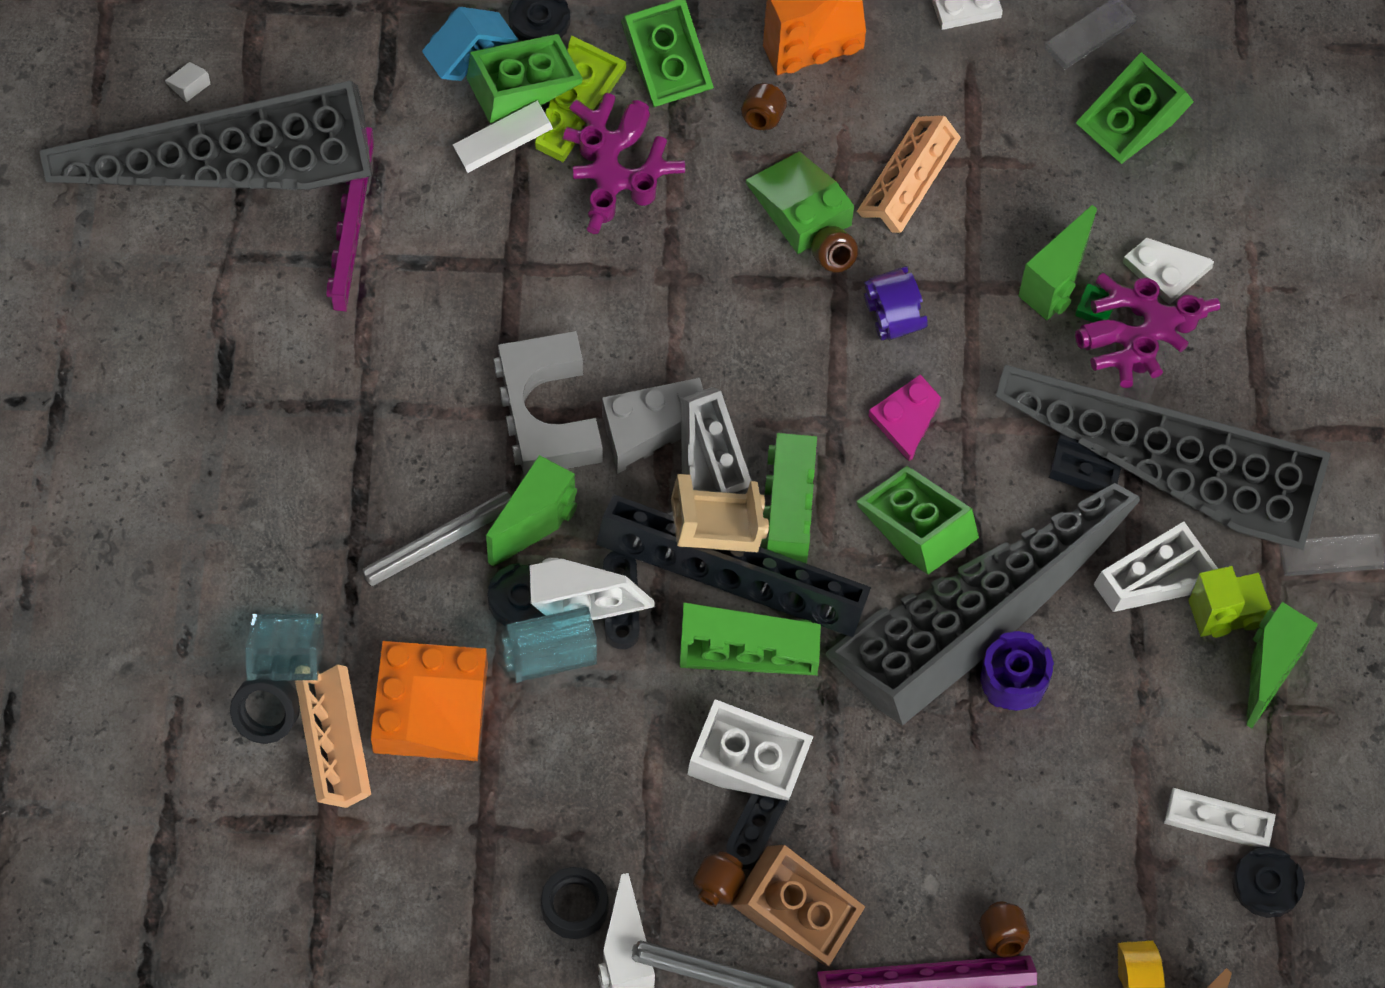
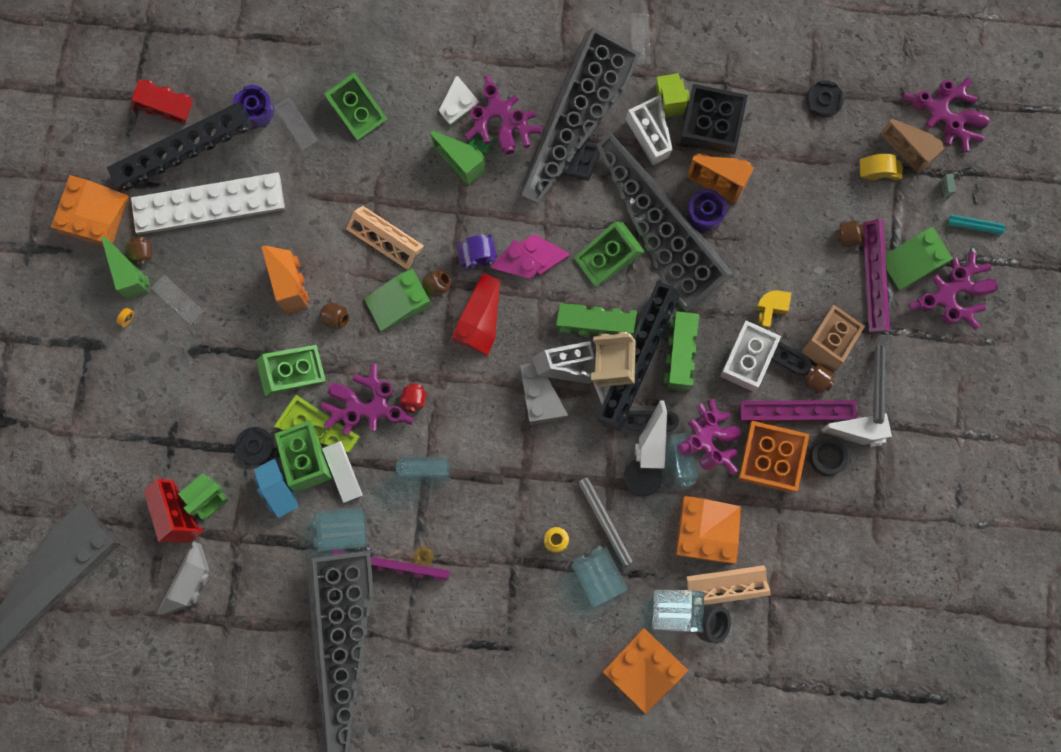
camera: 80 degrees left, 15 degrees up
(185, 608) = (645, 670): none -> orange slope
(188, 81) = (281, 665): white slope -> none
(342, 529) = (599, 576): none -> clear light blue brick
(367, 259) = (419, 552): none -> clear yellow plate
(402, 456) = (556, 540): none -> yellow head
(407, 143) = (340, 530): none -> clear light blue brick
(512, 248) = (423, 468): none -> clear light blue brick
(525, 367) = (502, 469): light grey arch -> none
(533, 511) = (595, 463): bright green slope -> none
(565, 798) = (773, 457): none -> orange slope
(609, 681) = (706, 428): none -> magenta plant
(633, 229) = (413, 398): none -> red head
(657, 847) = (798, 410): none -> magenta plate
(779, 320) = (479, 319): none -> red wedge
(853, 789) = (772, 302): none -> yellow brick
(887, 373) = (518, 261): none -> dark pink wing
(1082, 686) = (724, 175): none -> orange slope
(1192, 674) = (714, 119): none -> black slope
(1219, 818) = (789, 118): white tile -> none
(1279, 646) = (705, 71): bright green slope -> none

